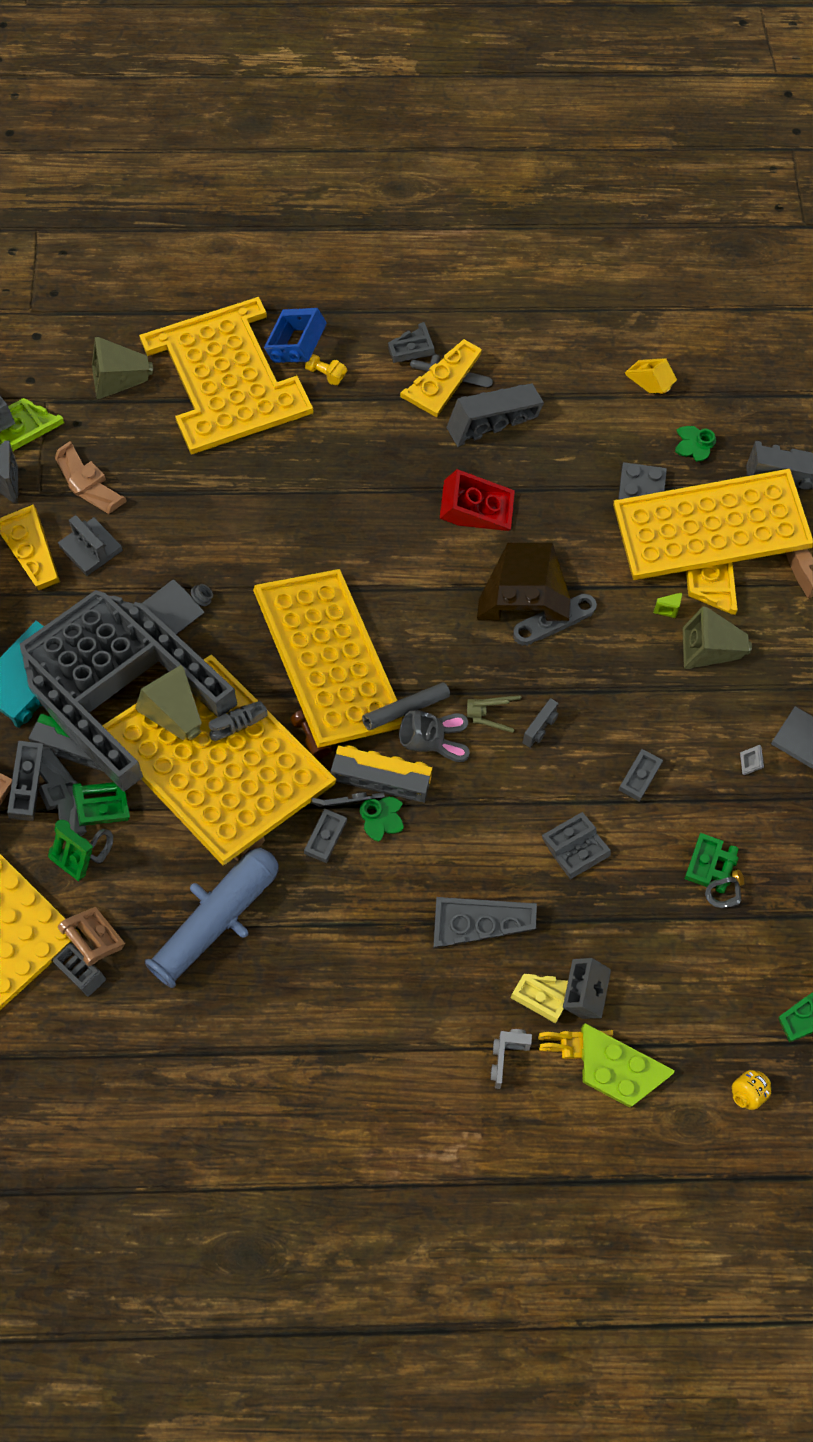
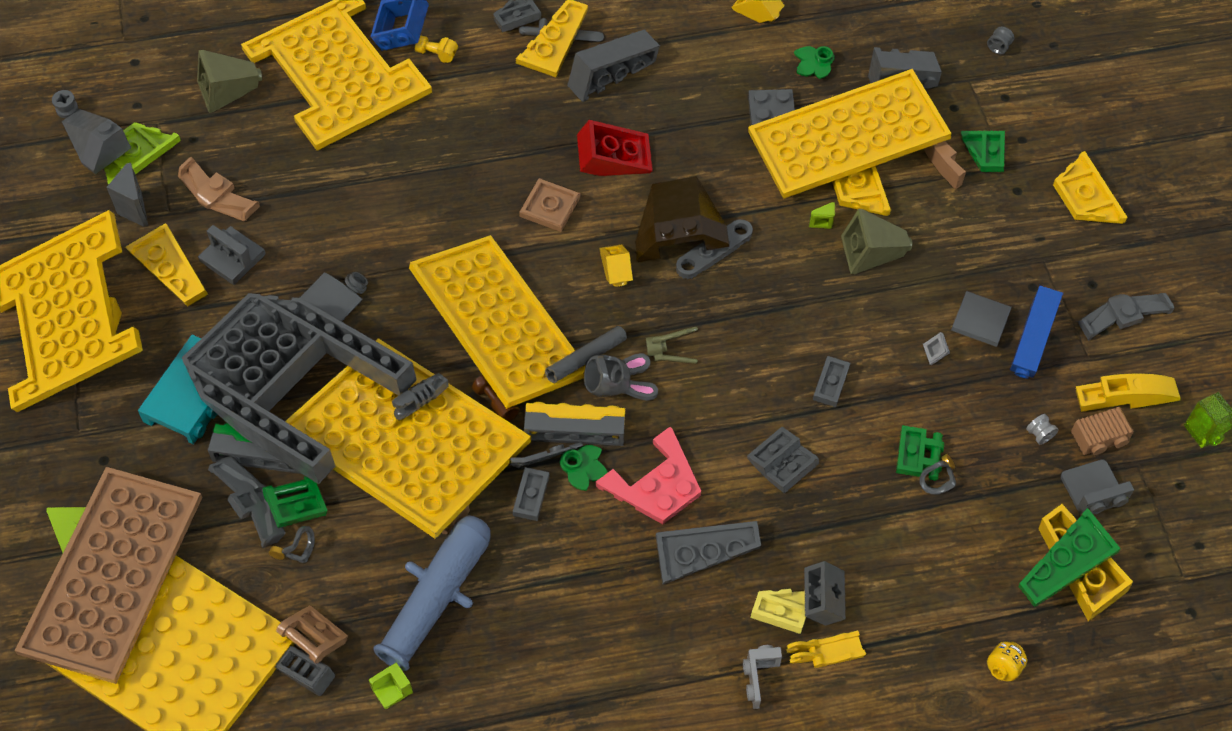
camera: 10 degrees left, 5 degrees down
(25, 781) = (213, 492): dark grey slope -> none
(77, 851) = (280, 555): green plate -> none
(154, 1000) = (390, 686): none -> lime panel
(171, 704) = (350, 390): olive slope -> none
(403, 547) = (549, 205): none -> medium nougat plate
(453, 854) = (664, 489): none -> coral wing
(455, 619) = (616, 265): none -> yellow slope
(536, 730) = (719, 356): dark grey plate -> none
(618, 1068) = (872, 665): lime wing -> none

